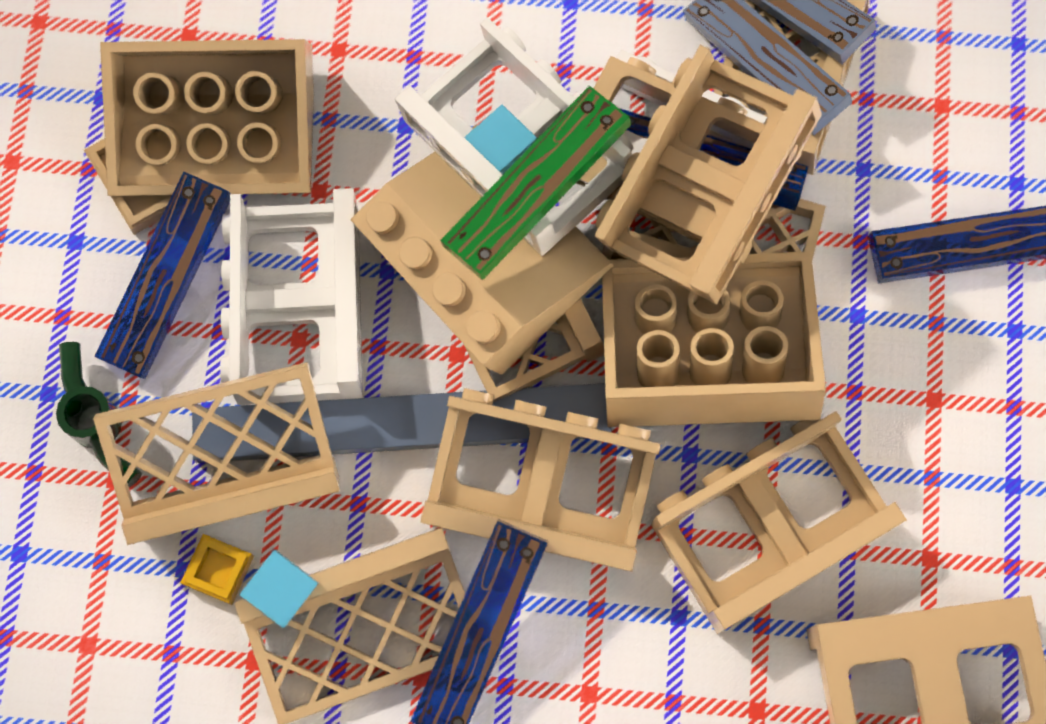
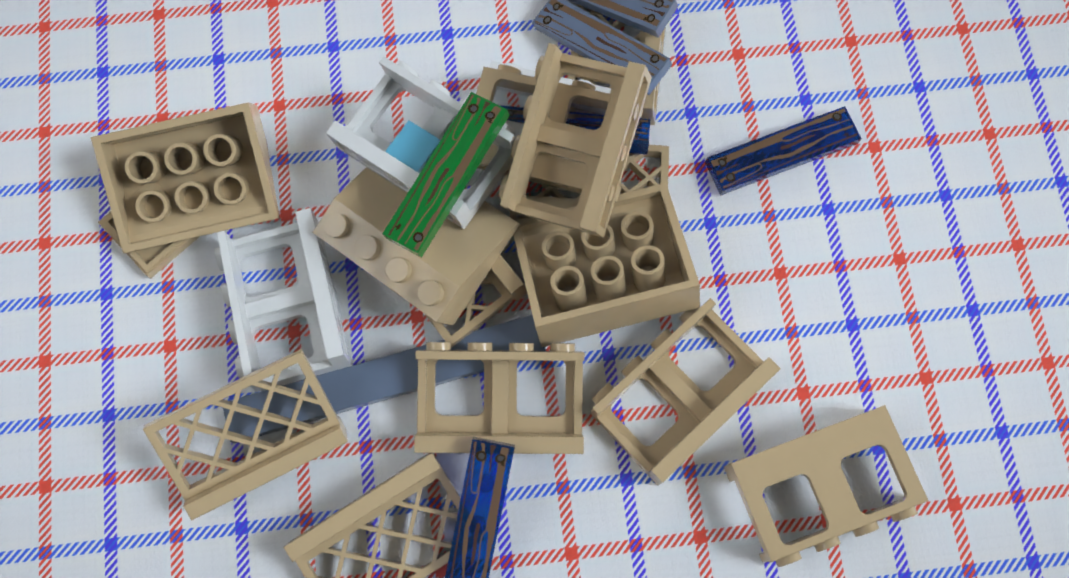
camera: 10 degrees left, 0 degrees up
(80, 398) = (132, 414): dark green piece -> none
(164, 275) = (178, 305): clear blue tile -> none
(217, 569) = (266, 522): yellow tile -> none
(279, 588) = (315, 528): medium azure tile -> none

